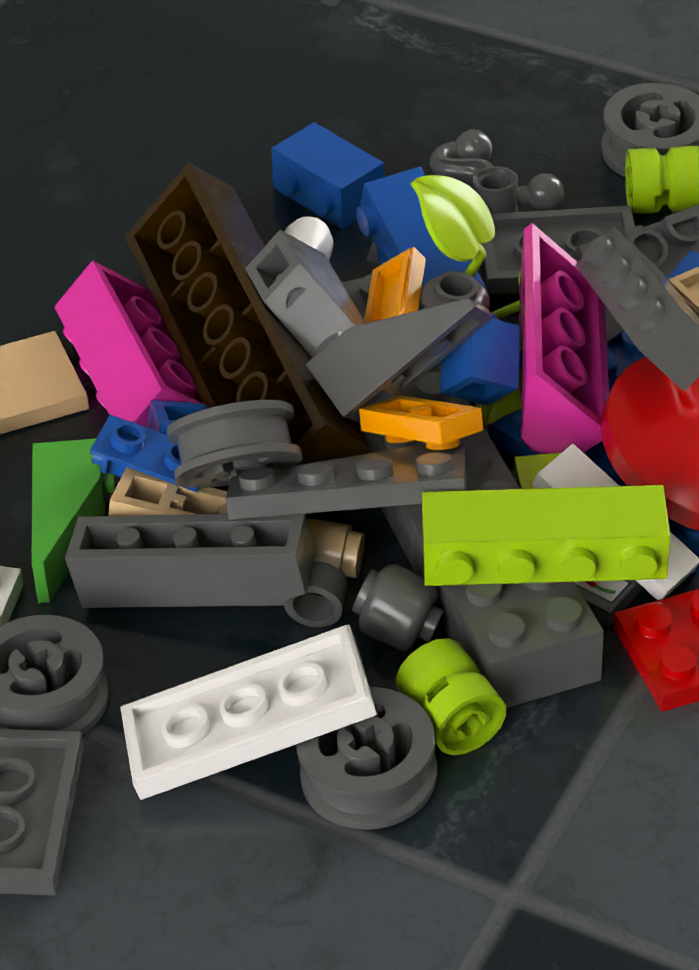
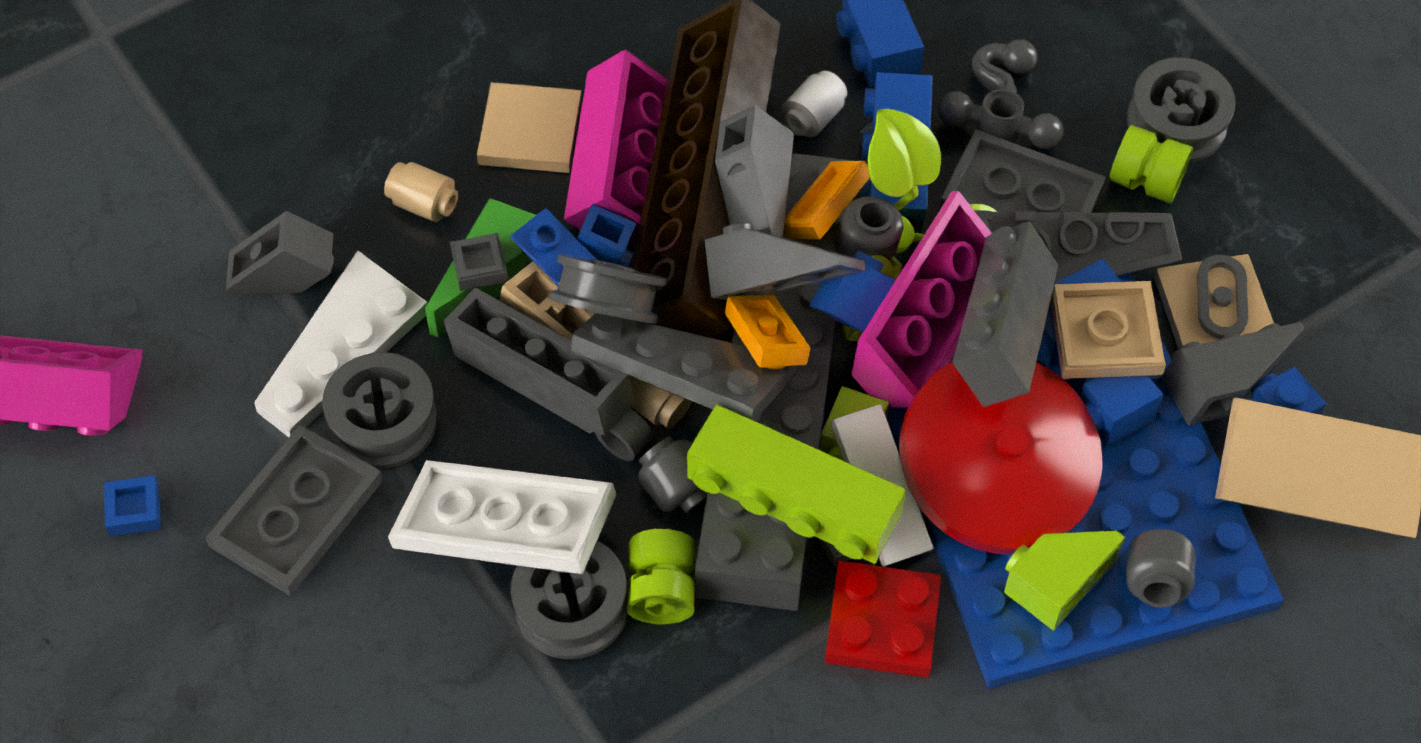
camera: 25 degrees right, 15 degrees up
(63, 497) = (479, 261): none -> dark grey tile

